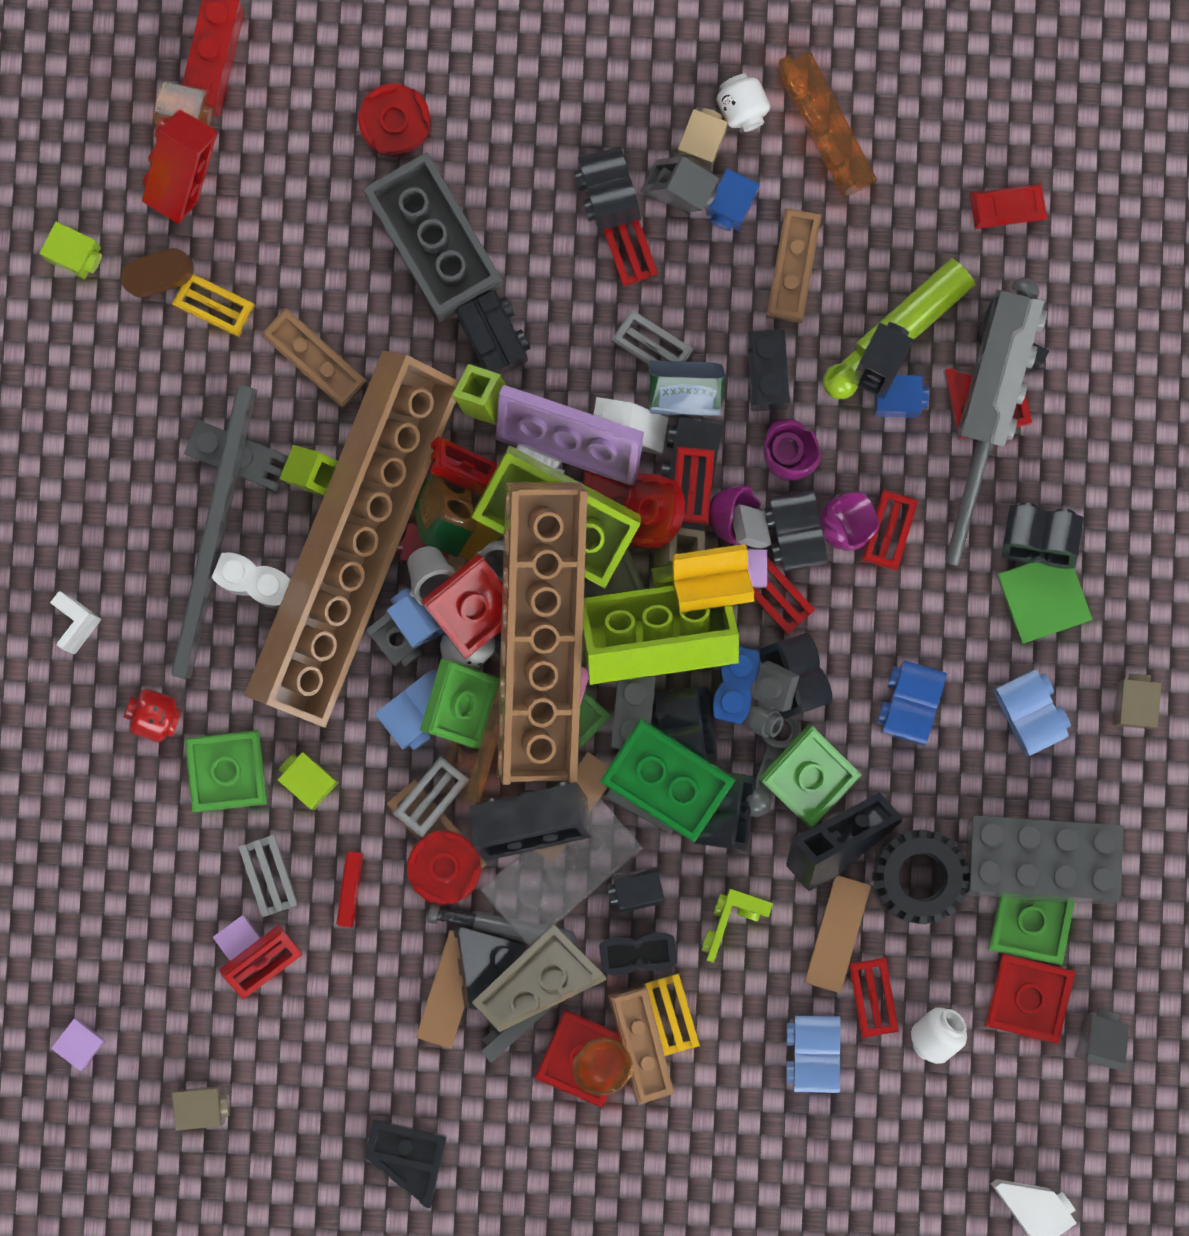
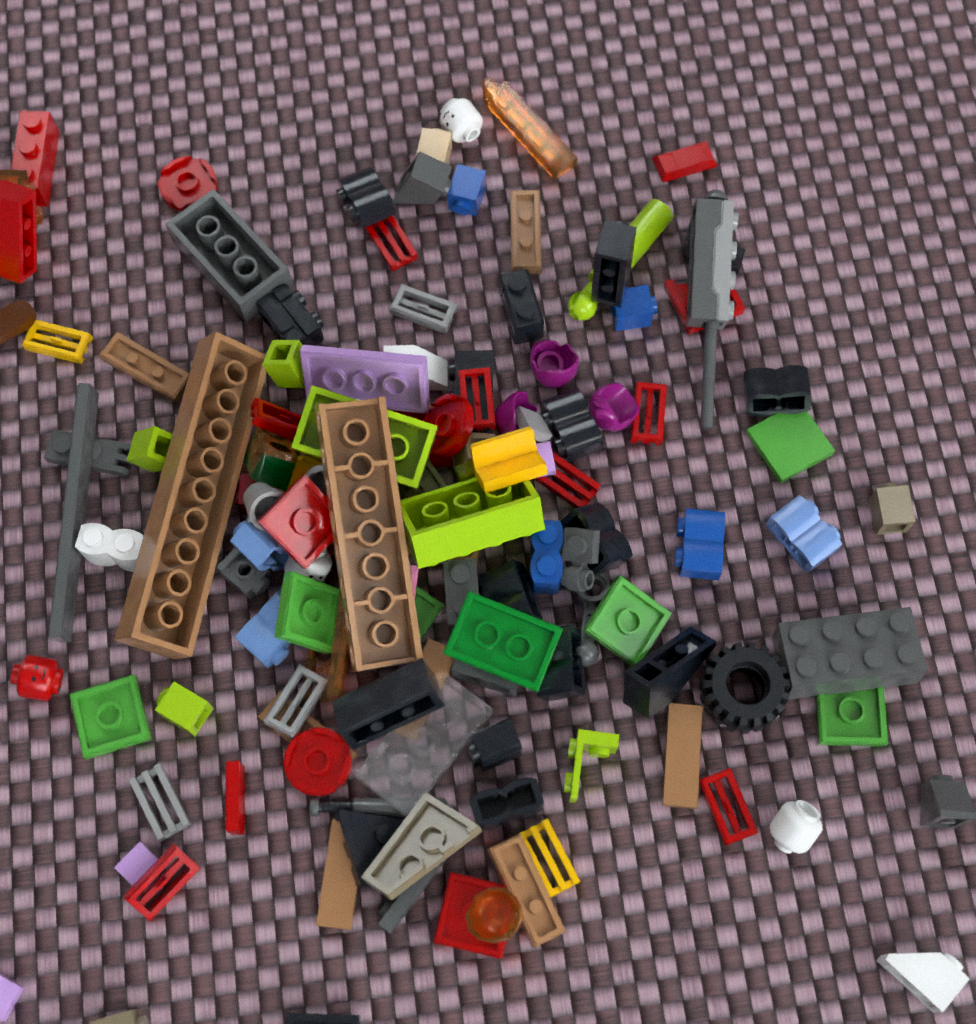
camera: 10 degrees left, 15 degrees down
(685, 387) = (456, 330): sand blue piece -> none
(815, 1054) = (687, 867): medium blue brick -> none
(1029, 998) = (867, 780): red tile -> none

